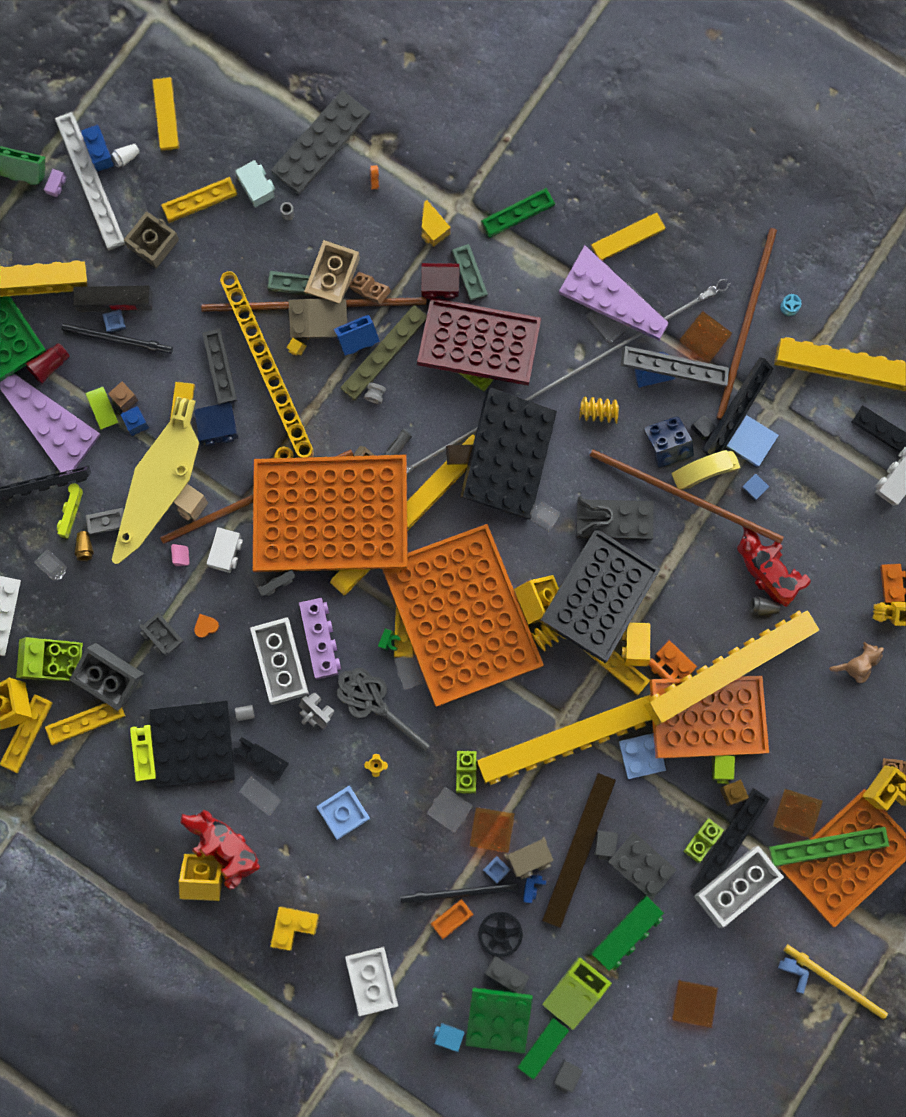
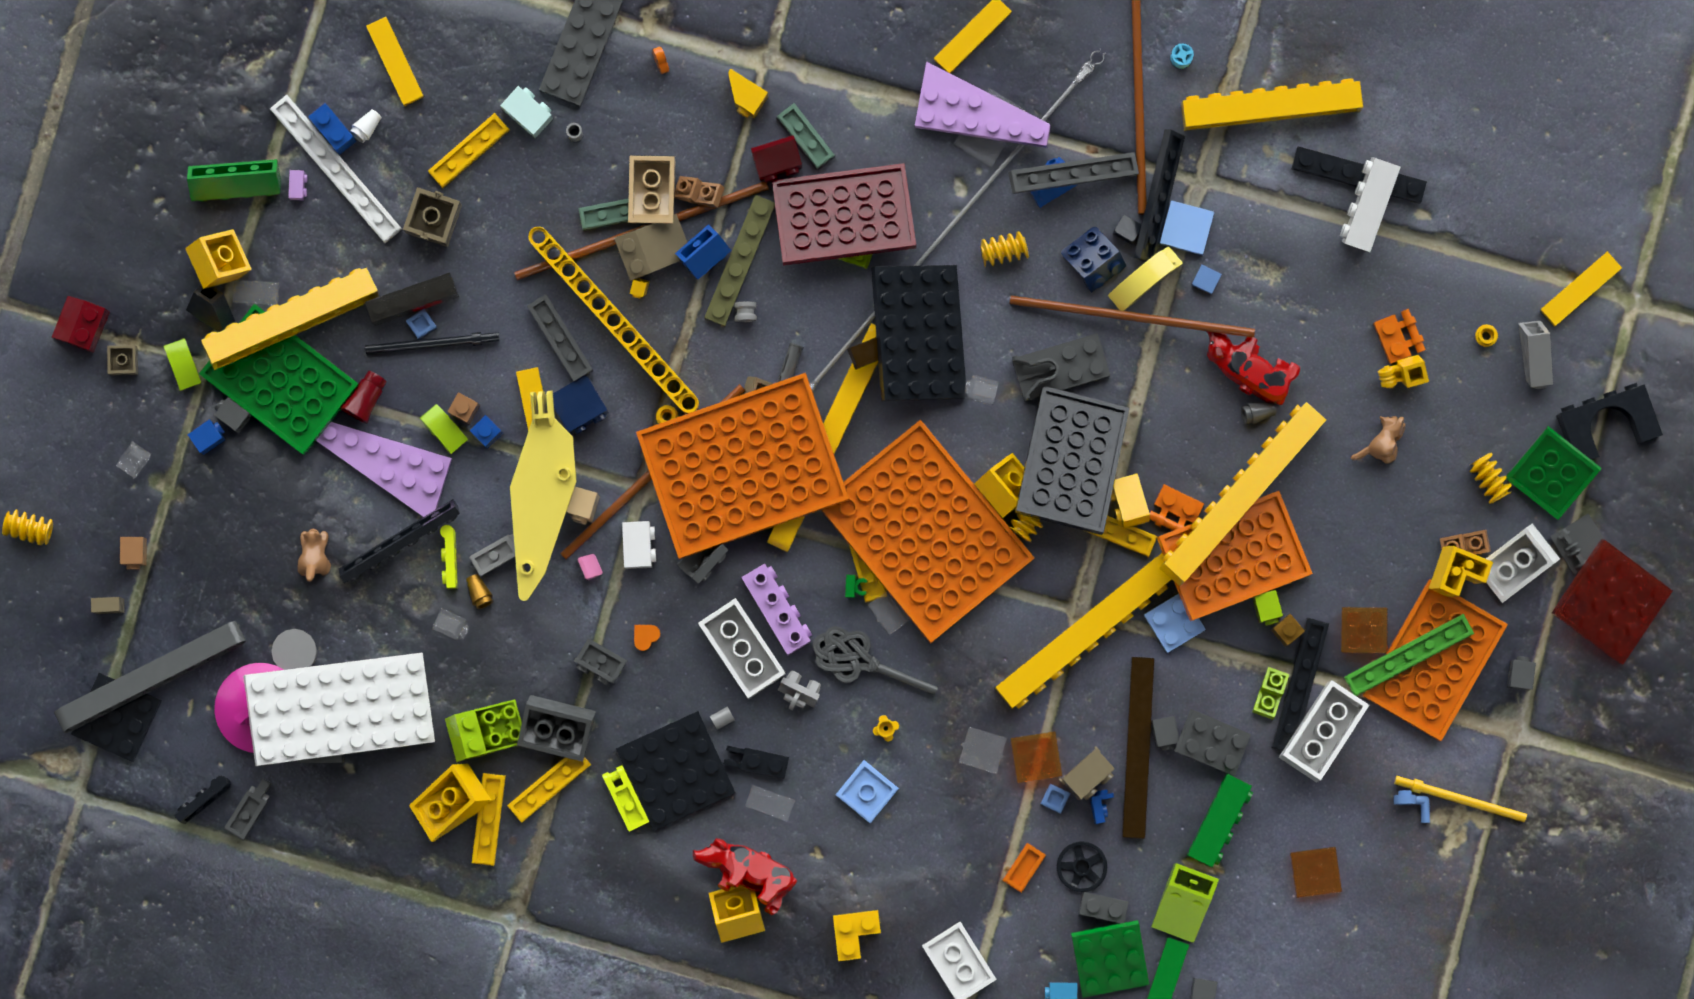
camera: 15 degrees left, 5 degrees up
(421, 897) = (983, 854): black bar -> none
(466, 772) = (987, 703): lime slope -> none
(518, 212) = (838, 47): green tile -> none
(705, 337) = (1097, 124): clear orange plate -> none

